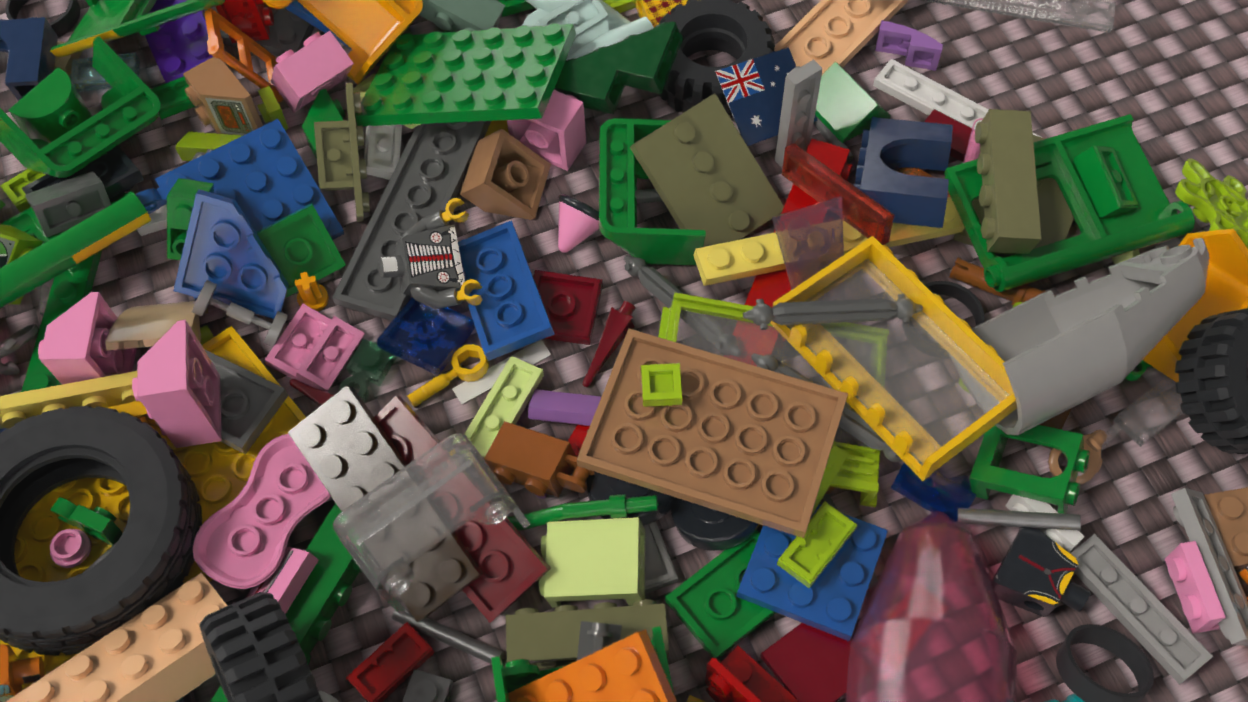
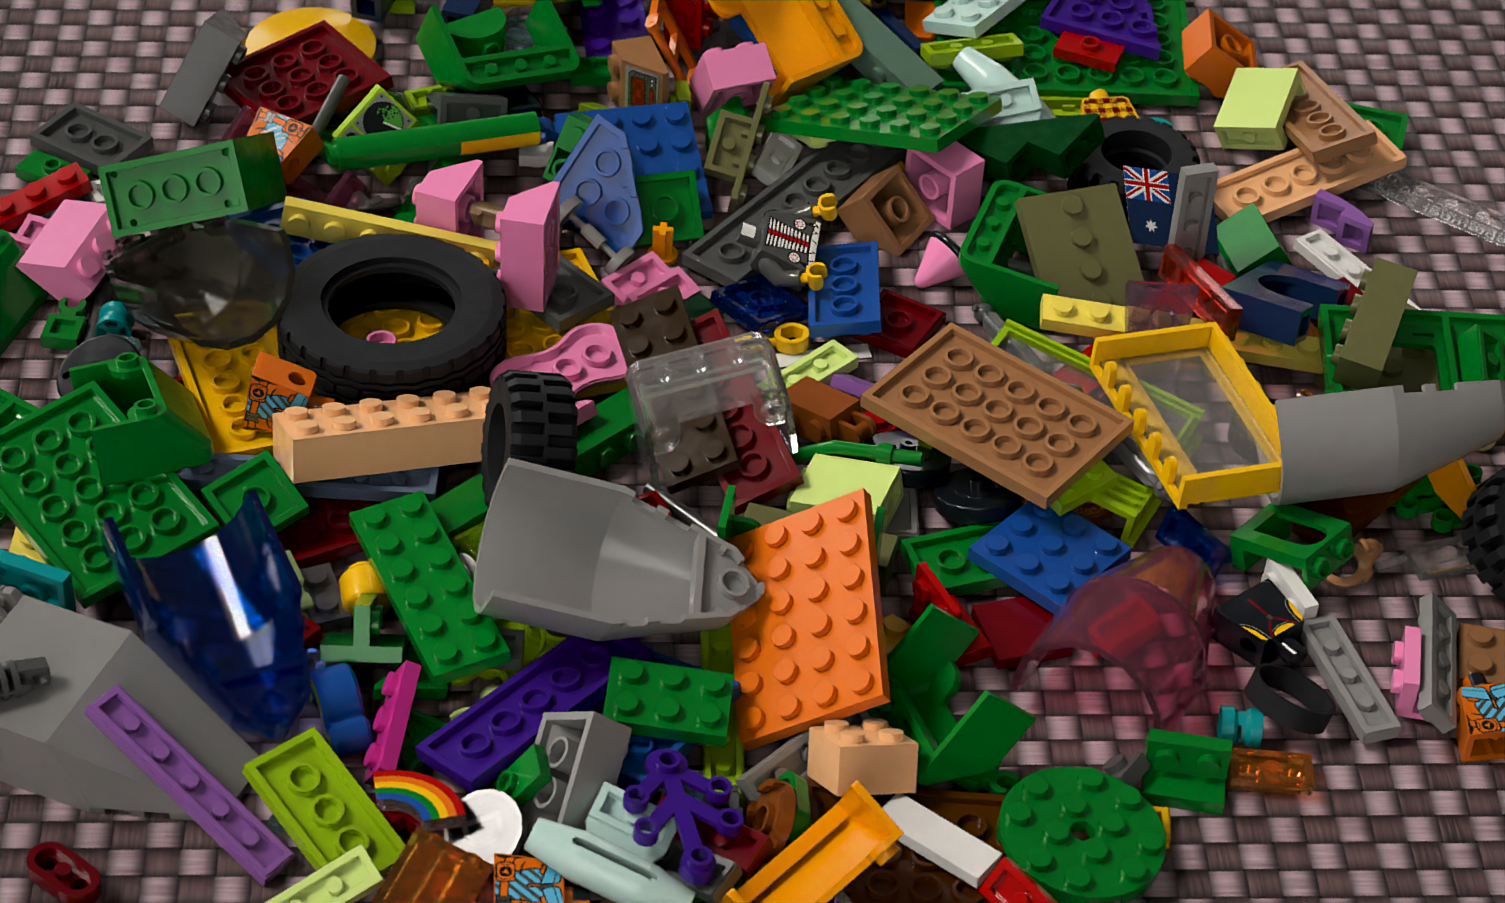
camera: 15 degrees right, 20 degrees down
(95, 523) = (402, 325): green plate -> none
(661, 384) = (961, 360): lime plate -> none
(823, 539) = (1057, 526): lime plate -> none
(832, 311) = (1150, 361): dark grey wheel -> none
(1019, 519) = (1261, 571): flat silver bar -> none

